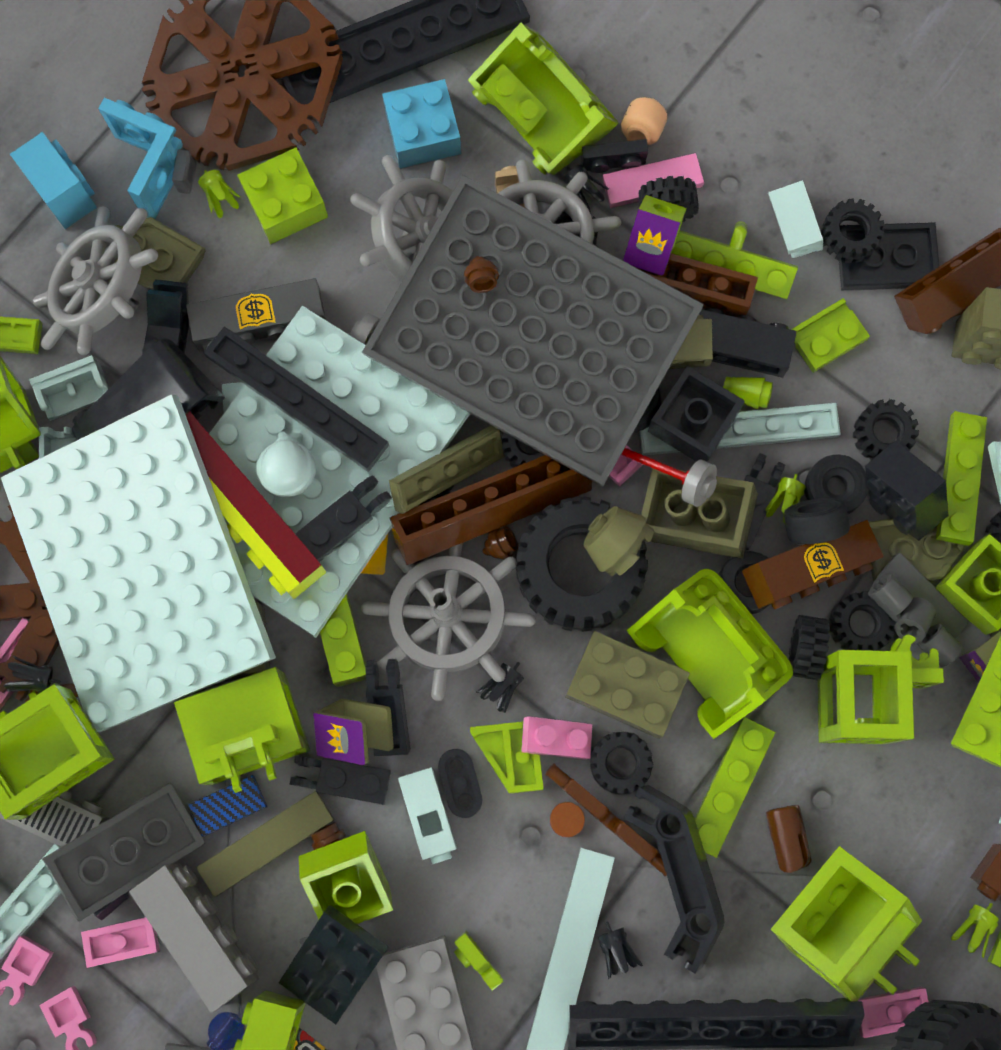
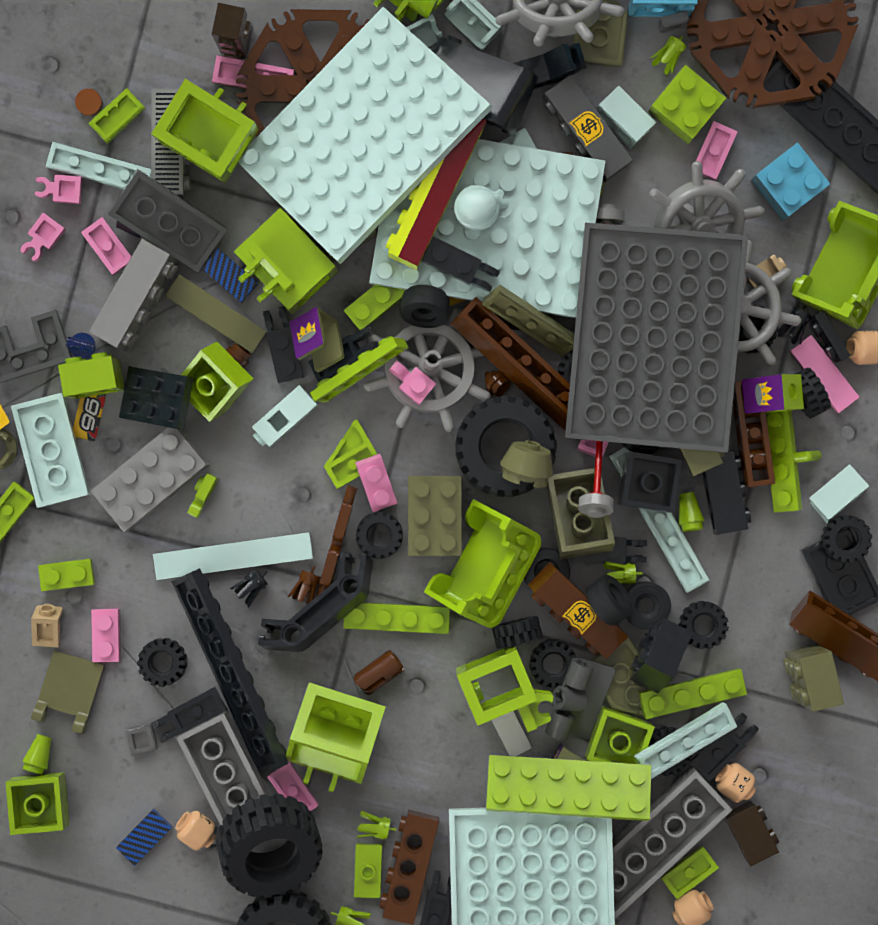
camera: 65 degrees right, 10 degrees up
(38, 677) = (258, 103): black piece -> none
(264, 266) = (625, 117): none -> light aqua hinge
(296, 399) = (531, 190): black plate -> none
(341, 184) = (715, 149): none -> bright pink plate
(373, 583) = (425, 306): none -> black tyre
(409, 683) = (366, 364): none -> lime plate
(460, 636) = (415, 384): none -> bright pink plate
(460, 783) = (314, 427): black plate -> none
(481, 275) = (677, 282): reddish brown plate -> none
(505, 688) = (393, 431): black piece -> none
(513, 99) = (839, 242): lime plate -> none
(567, 819) = (324, 514): dark orange tile -> none
(646, 880) = (305, 585): none -> reddish brown piece
(829, 335) = (760, 554): lime plate -> none
(933, 710) = (511, 734): none -> white sticker

